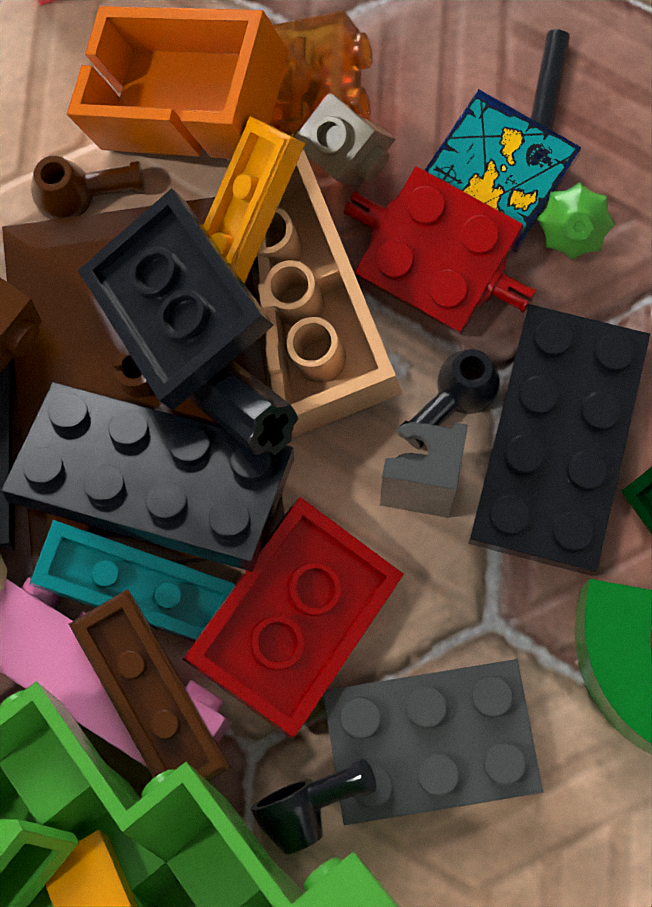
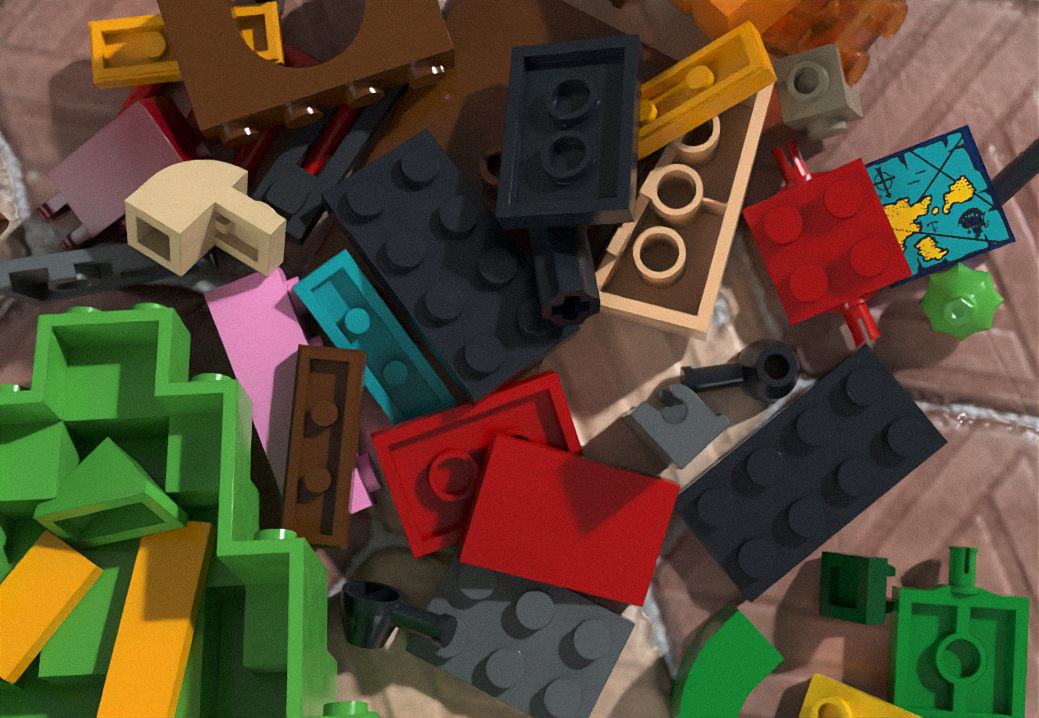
camera: 35 degrees right, 10 degrees up
(397, 612) = (567, 520): none -> red tile

